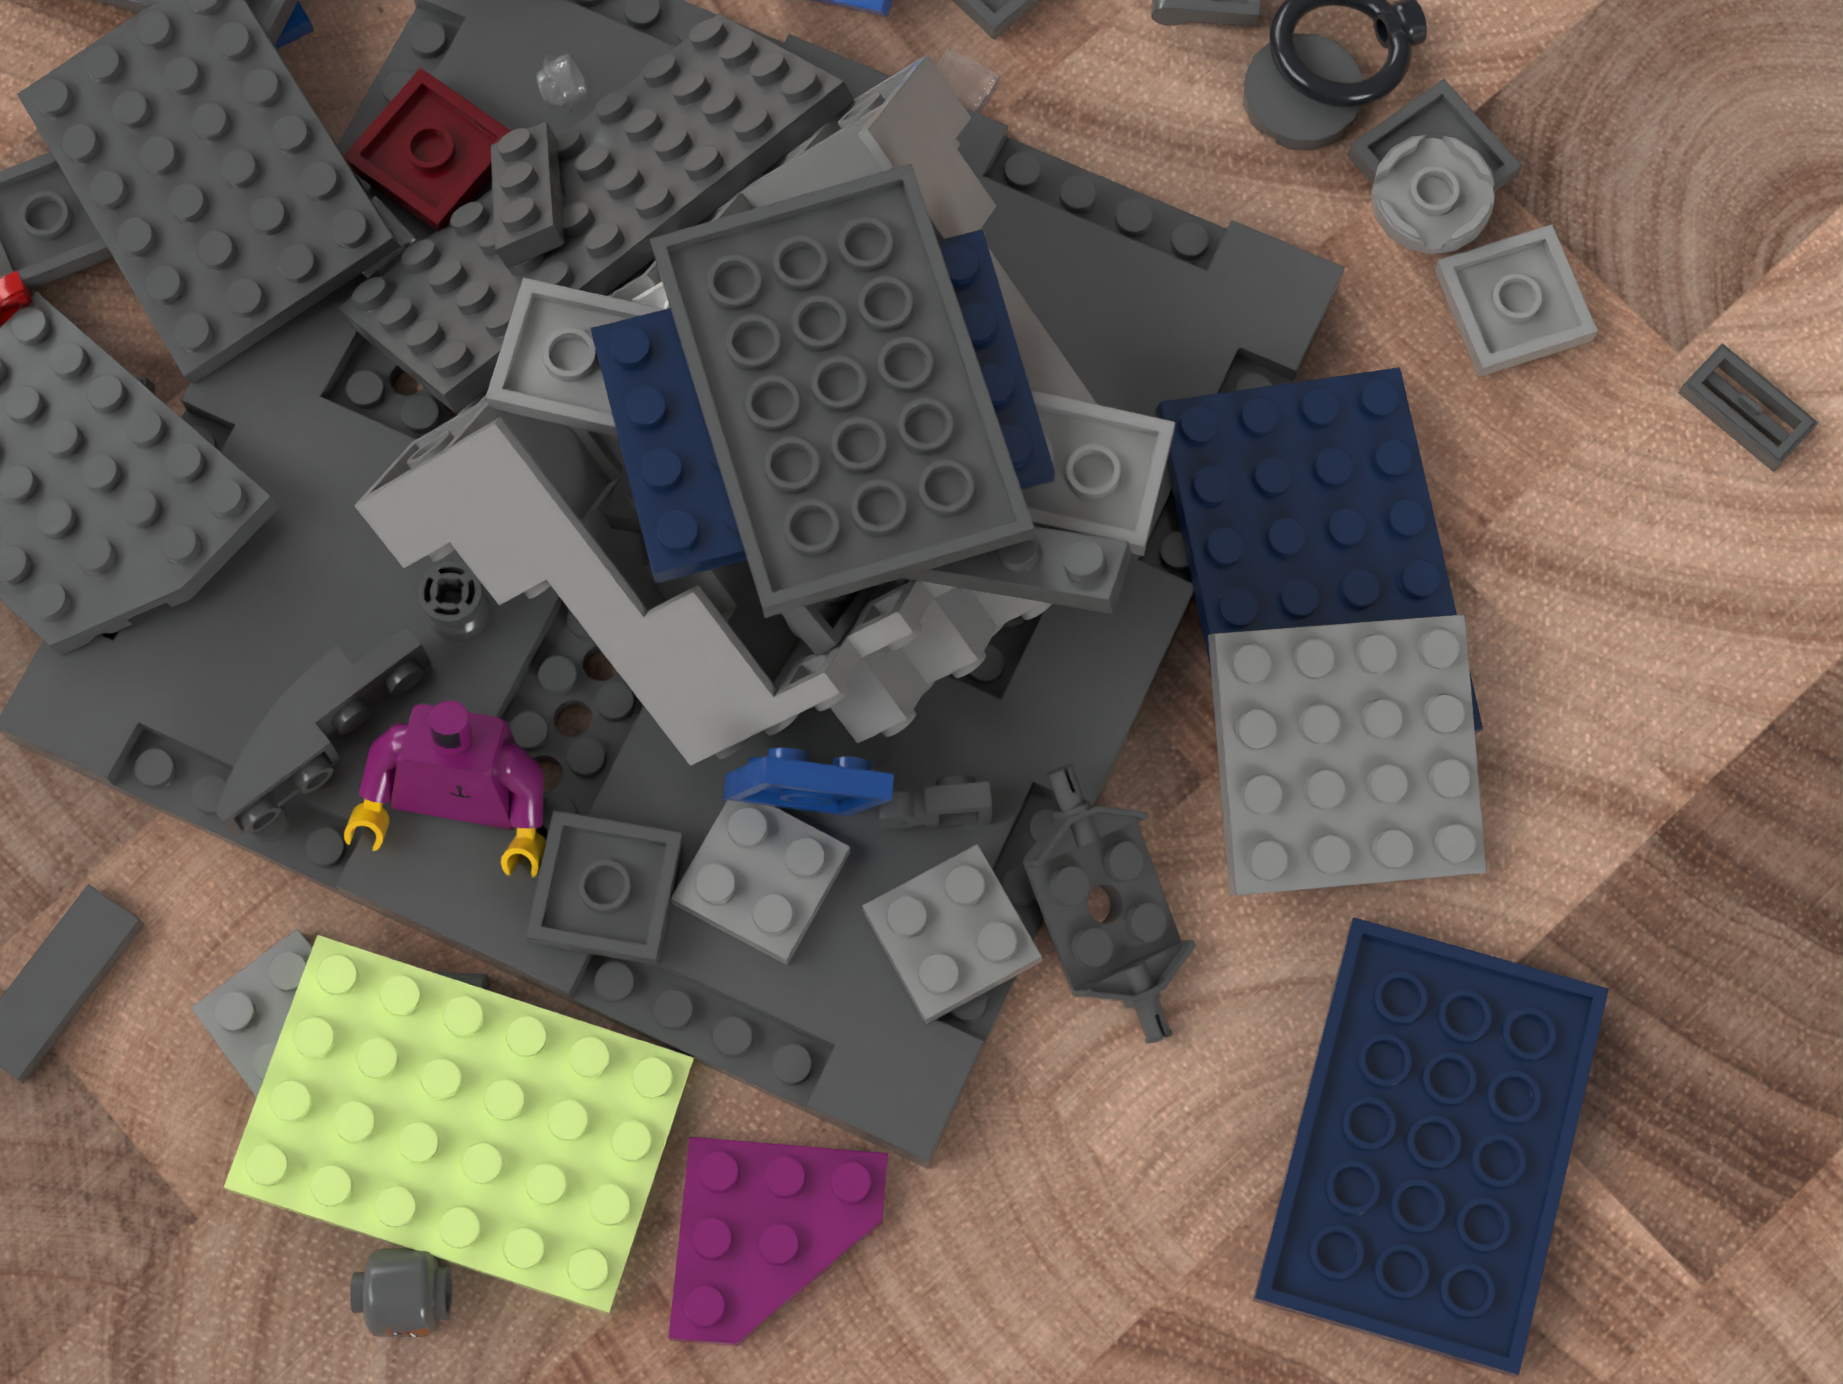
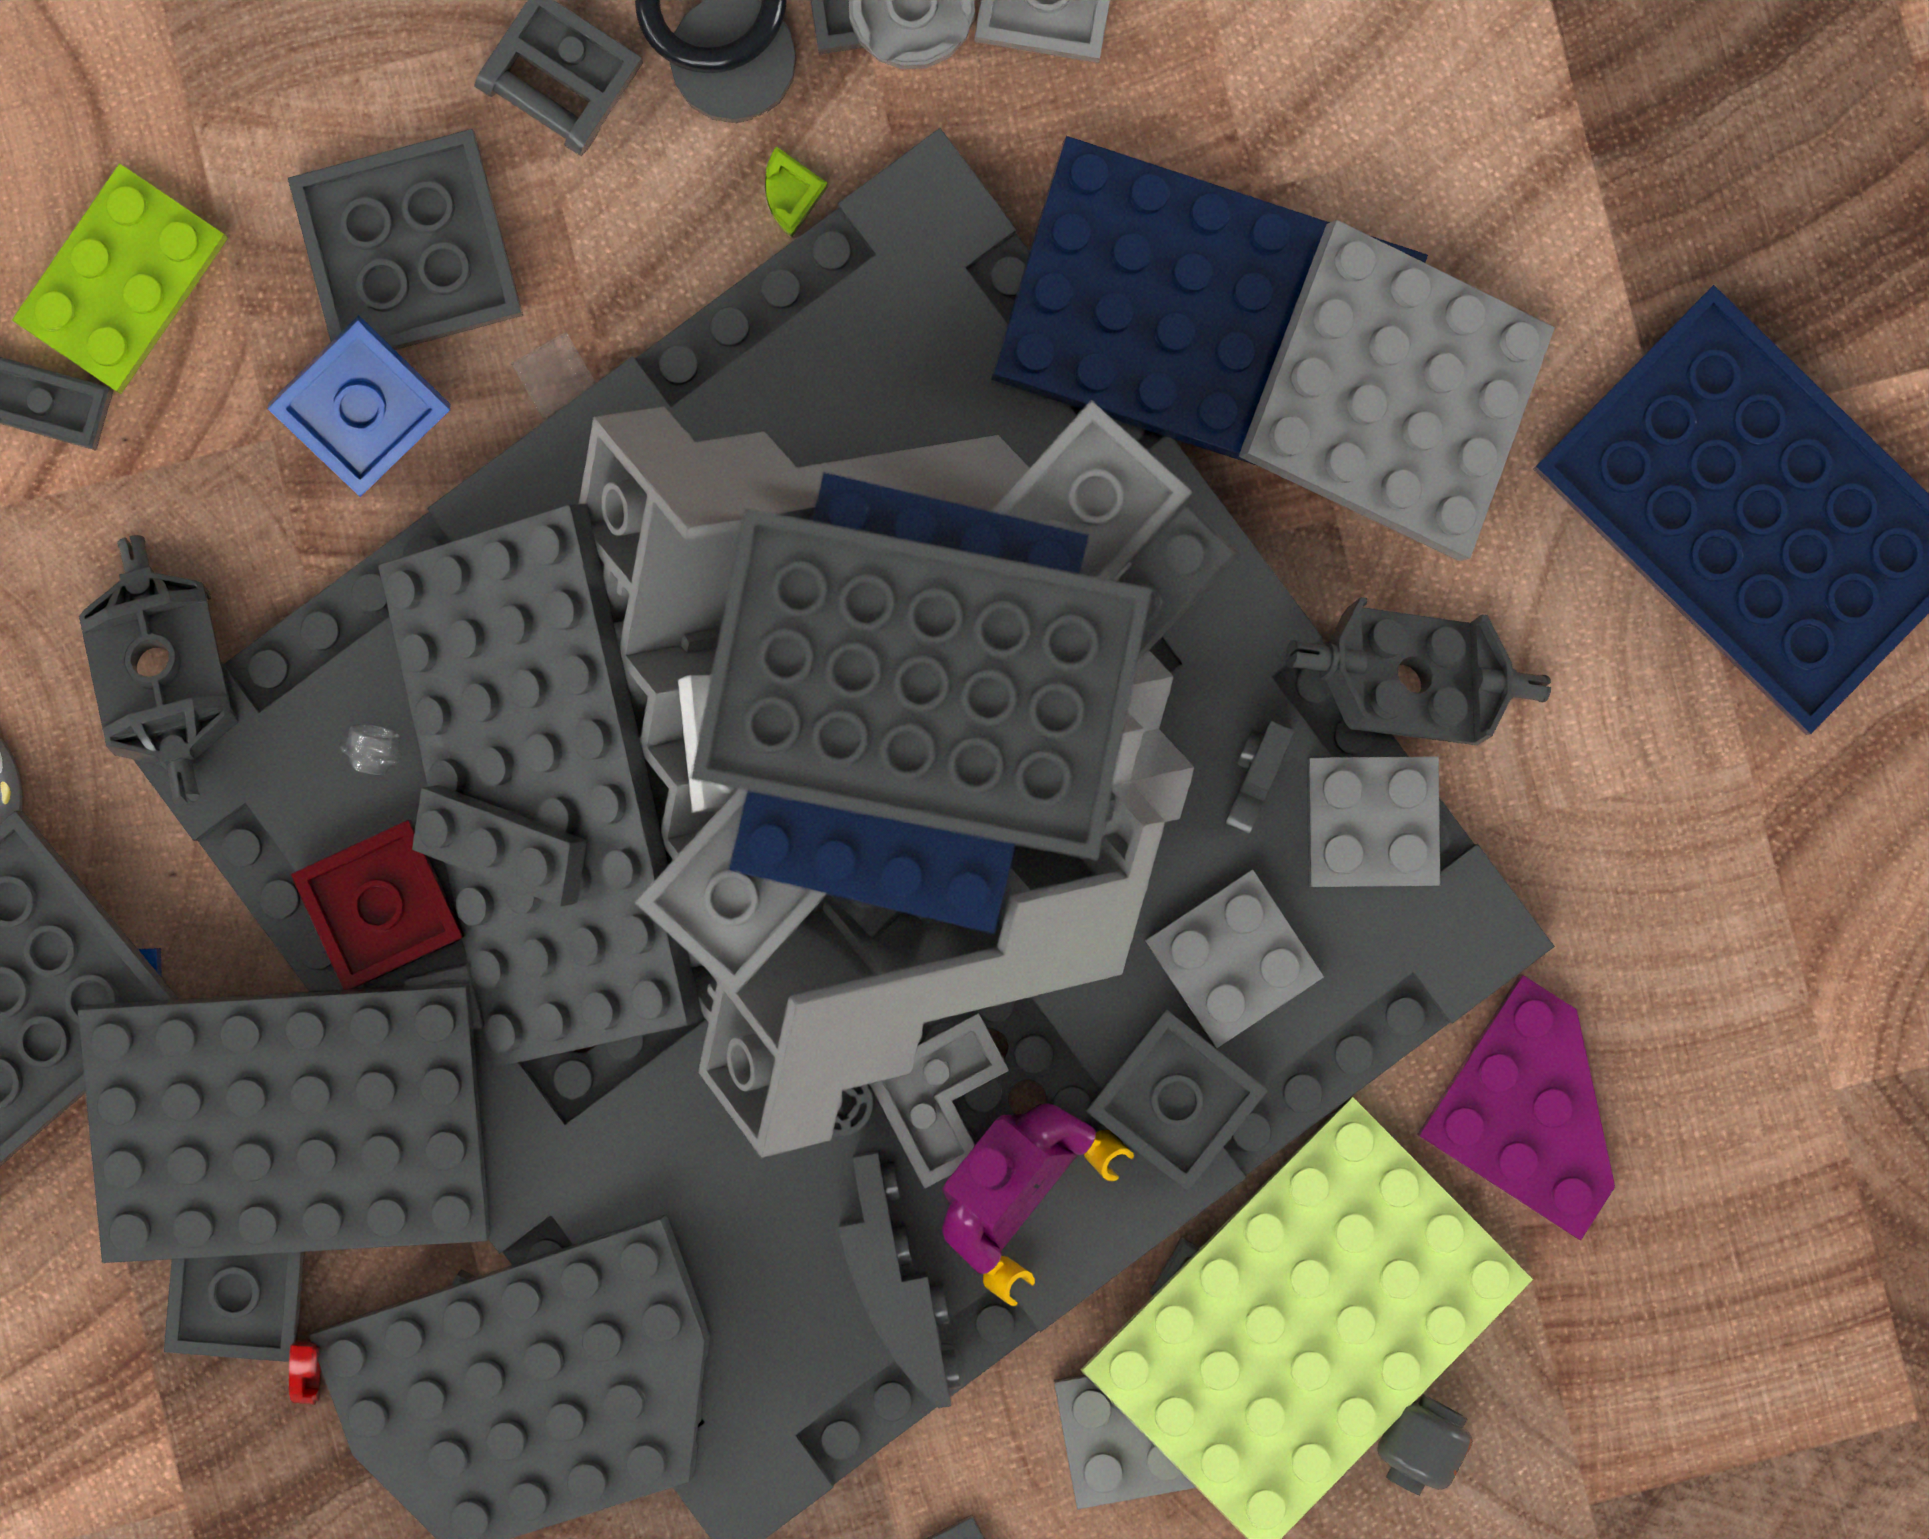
camera: 65 degrees left, 15 degrees up
(510, 663) = (922, 1101): none -> light grey plate
(792, 782) = (1201, 872): blue plate -> none
(1221, 191) = (791, 190): none -> lime tile

